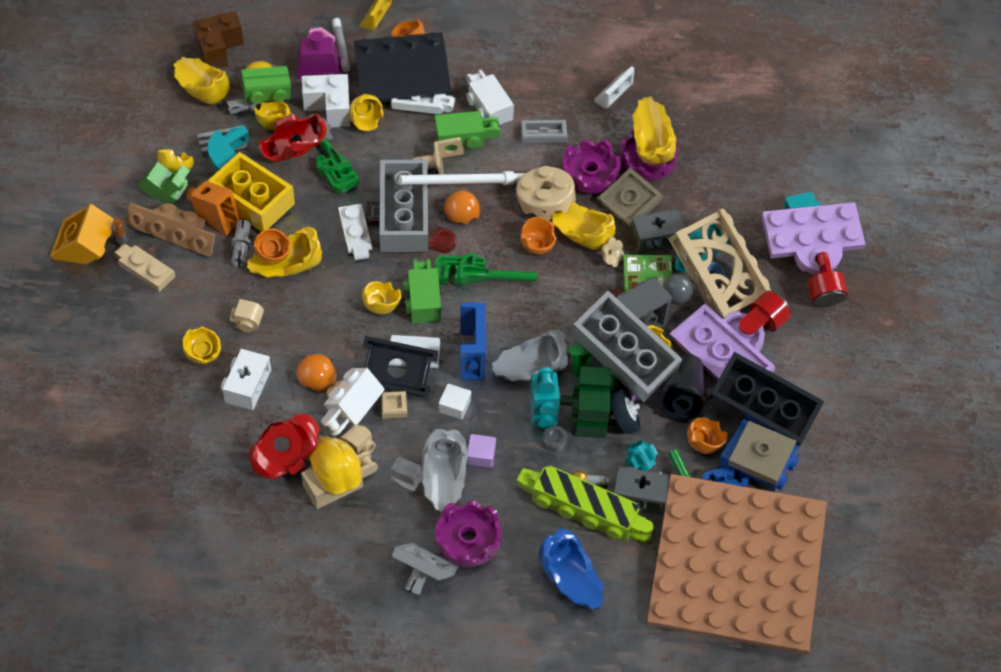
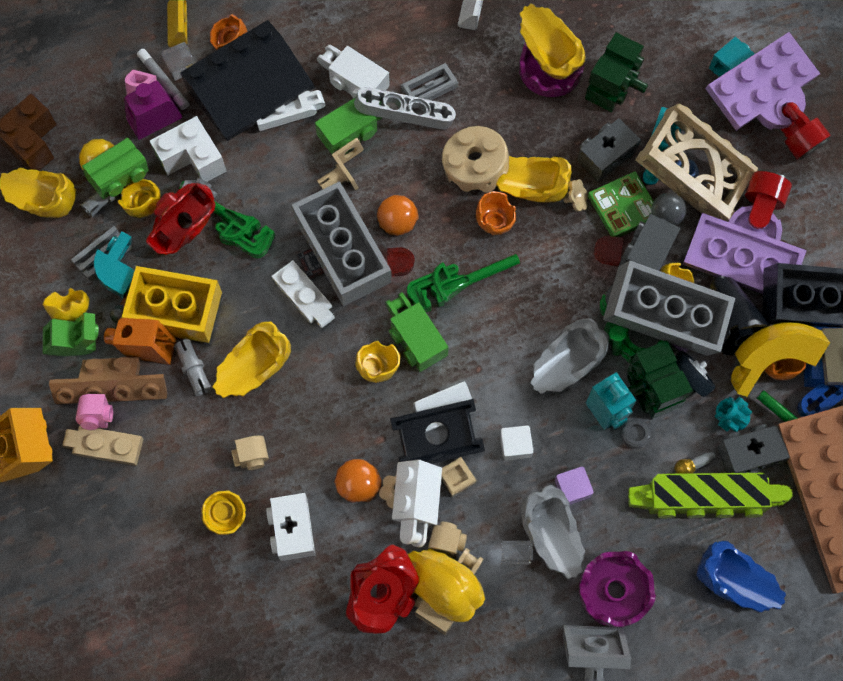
camera: 25 degrees left, 15 degrees up
(121, 236) = (58, 421): piece -> none
(150, 239) = (94, 411): none -> bright pink plate
(271, 246) = (235, 362): orange hair -> none
(359, 32) = (178, 59): none -> clear piece
(366, 112) = (238, 150): yellow hair -> none
(473, 356) = (518, 382): blue panel -> none
(505, 178) = (423, 160): white bar -> none
(513, 132) = (405, 104): none -> light grey beam
(591, 155) = (508, 92): magenta plate -> none
(630, 197) = (560, 124): dark tan plate -> none
(694, 177) = (615, 73): none -> dark green brick
(707, 412) = (773, 344): none -> yellow arch

